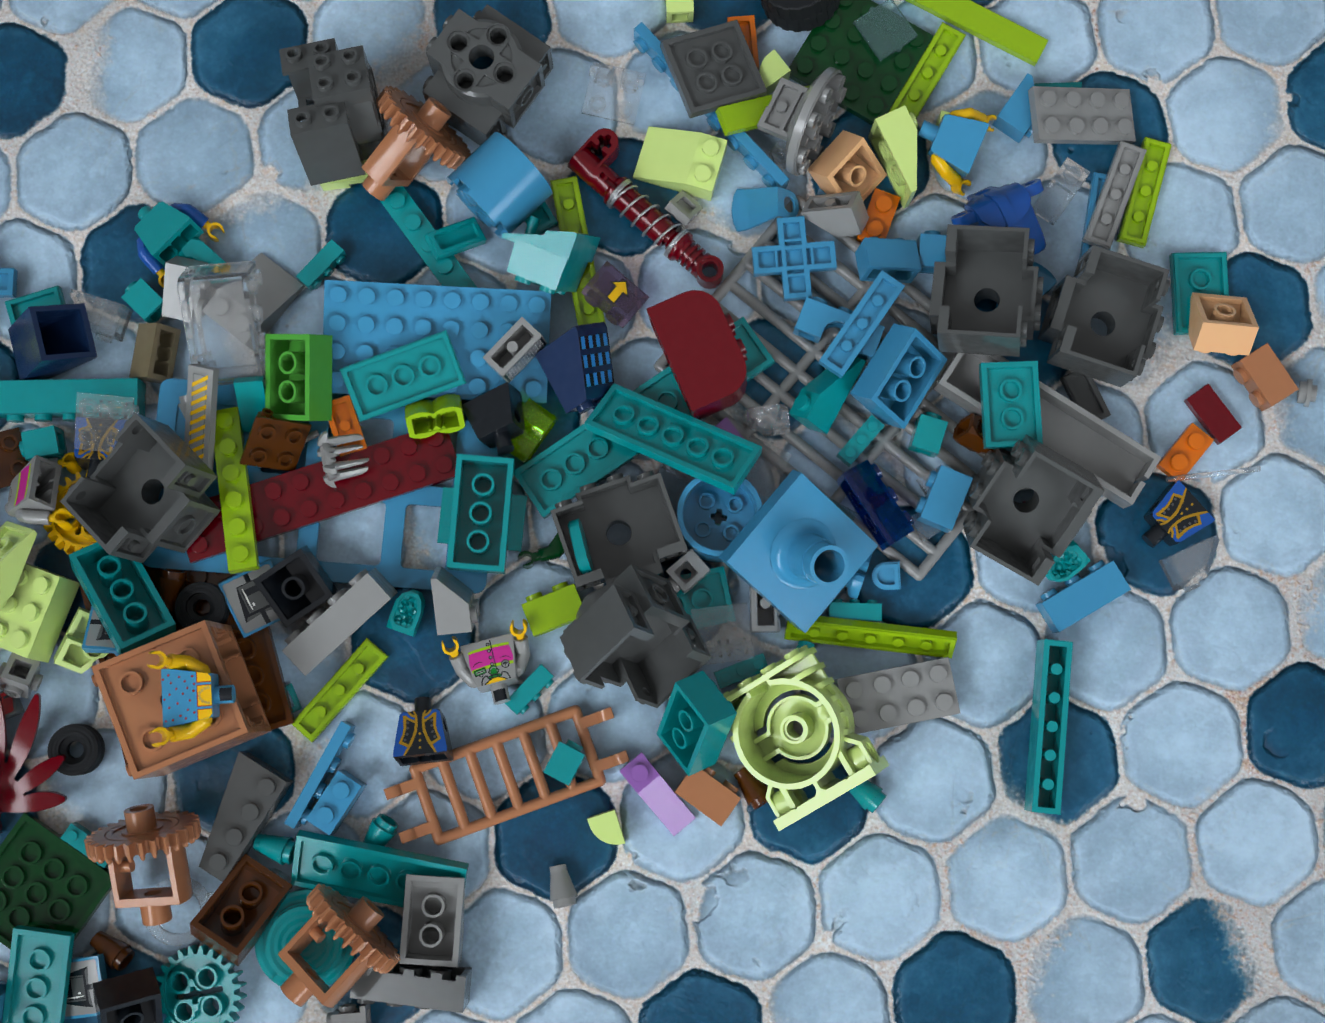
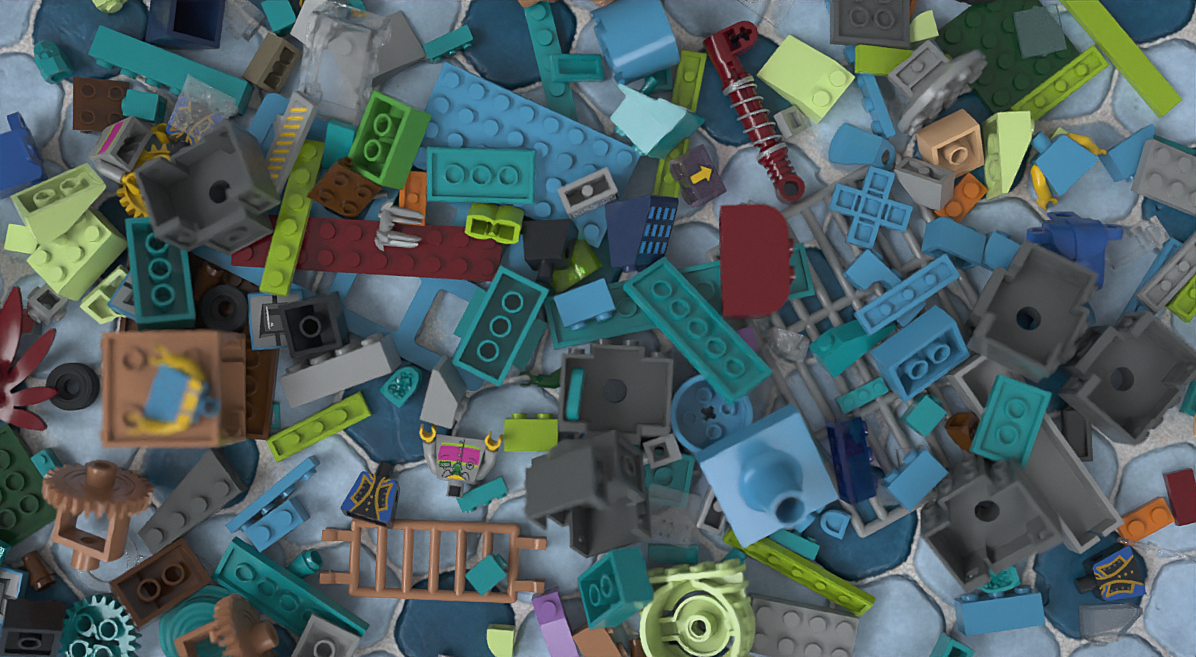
camera: 25 degrees right, 5 degrees up
(275, 847) = (211, 541): teal cone -> none
(556, 460) = (585, 304): none -> dark azure brick

